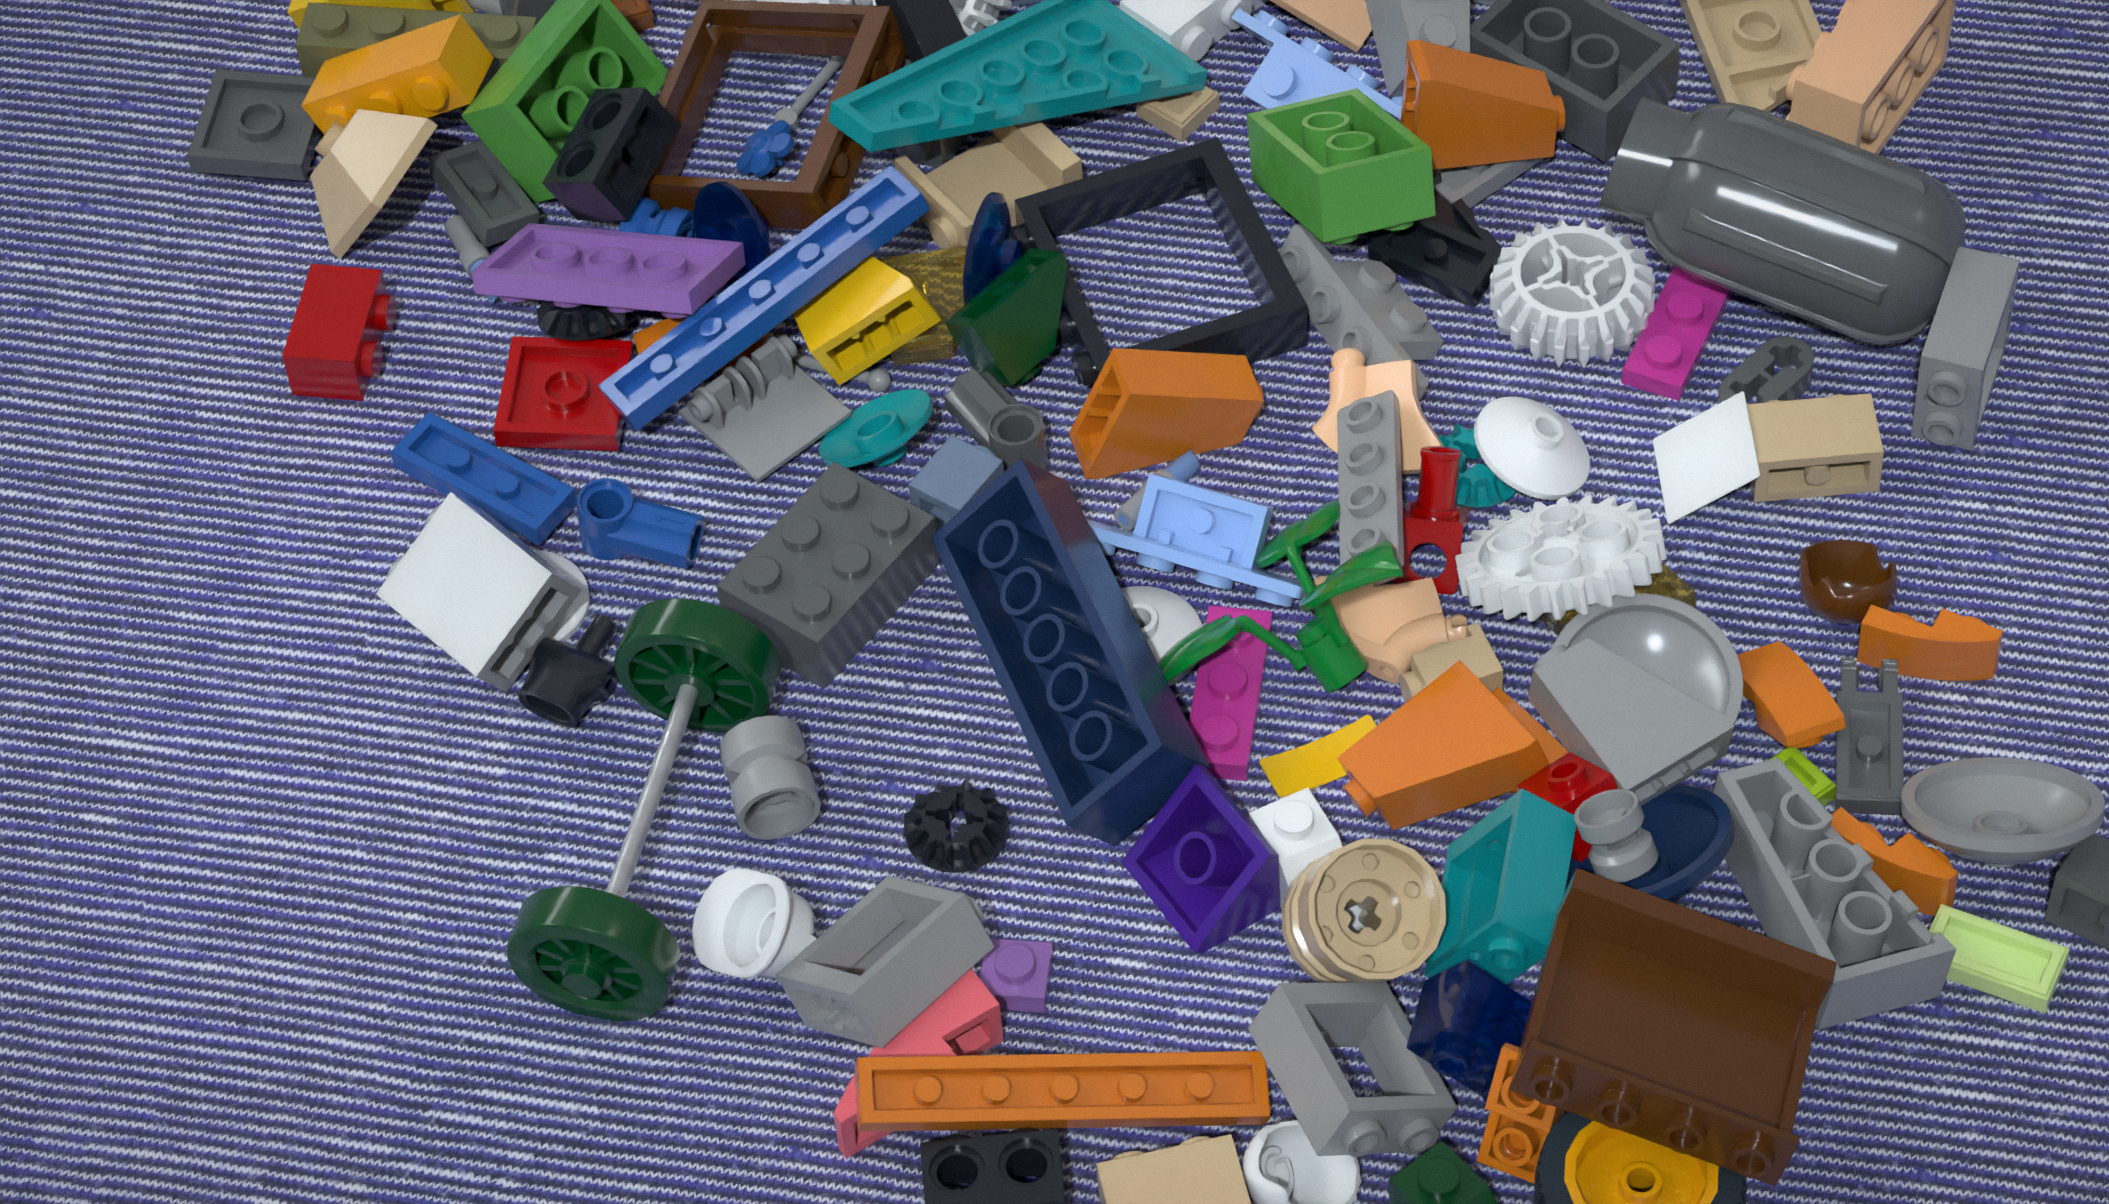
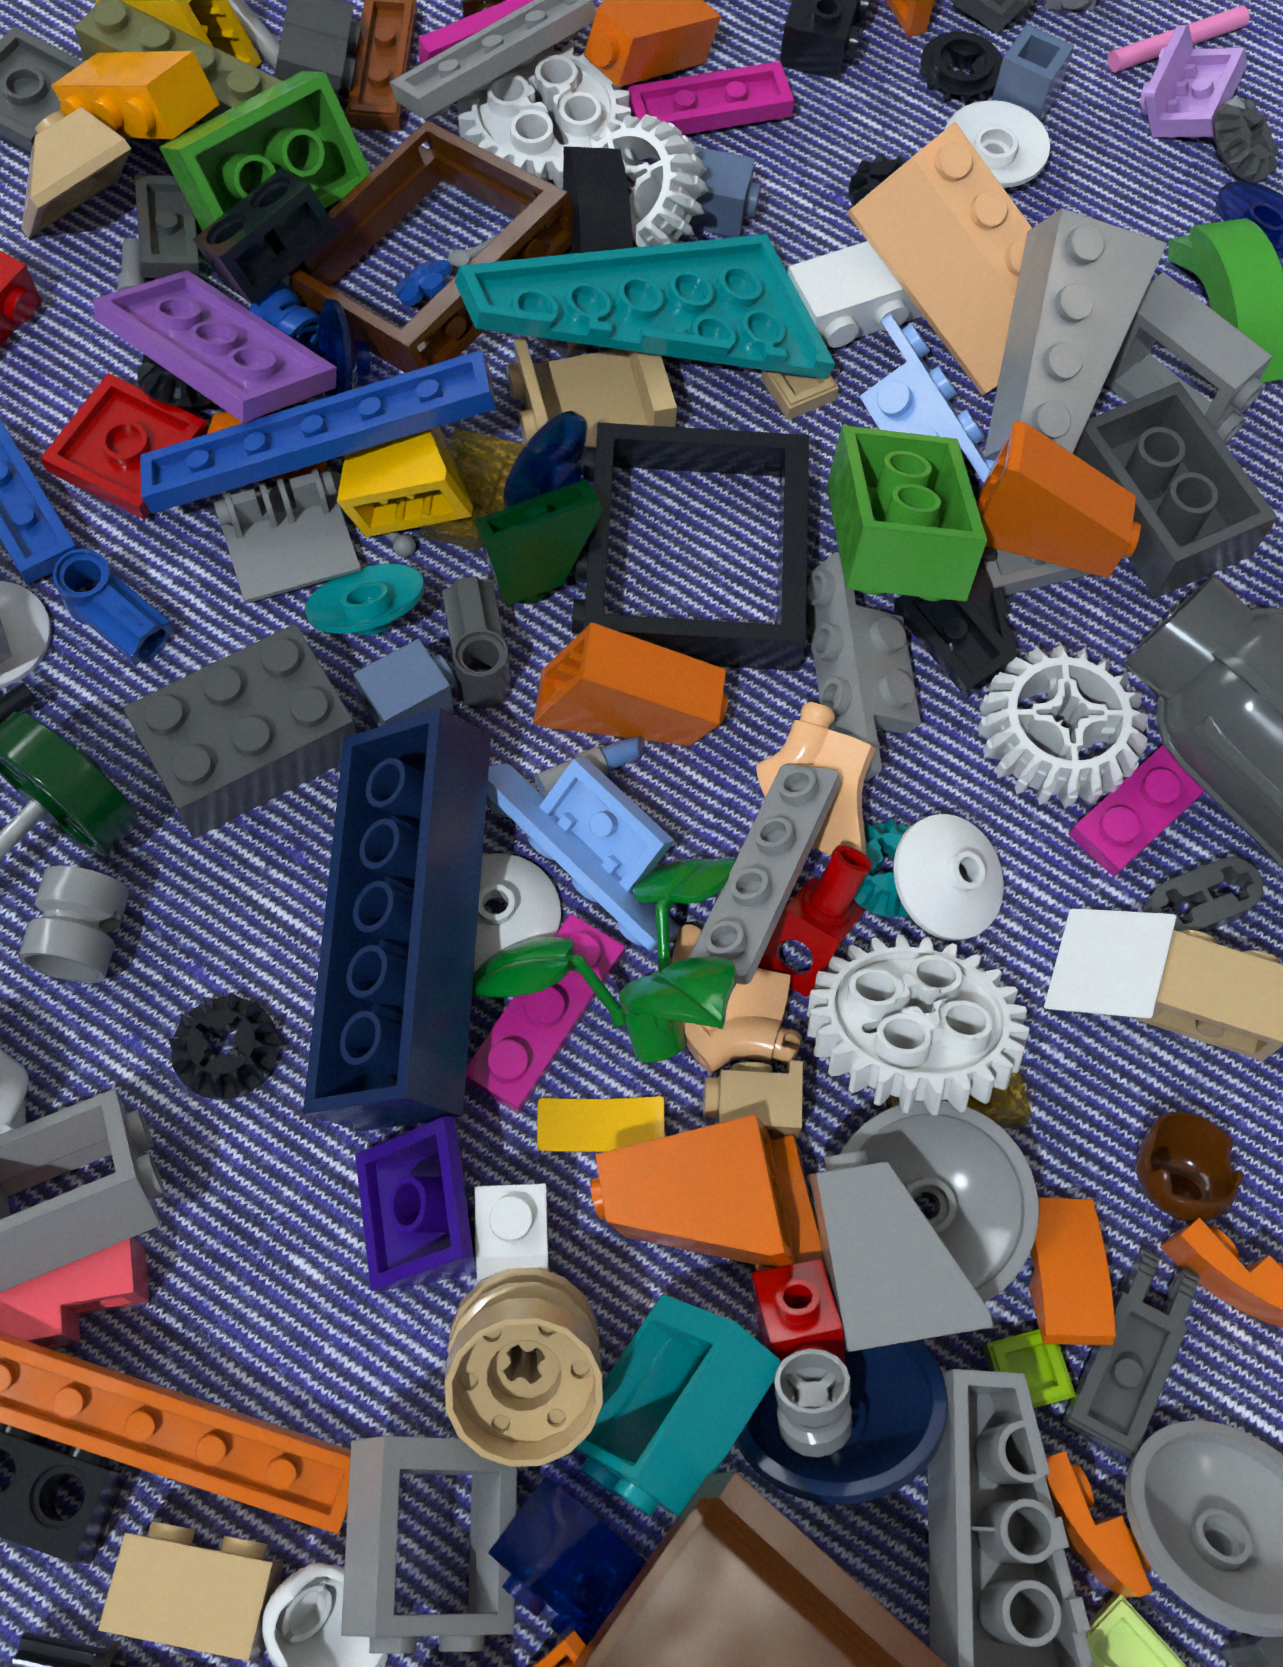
camera: 15 degrees right, 15 degrees up
(1019, 974) = (192, 1239): medium lavender plate -> none

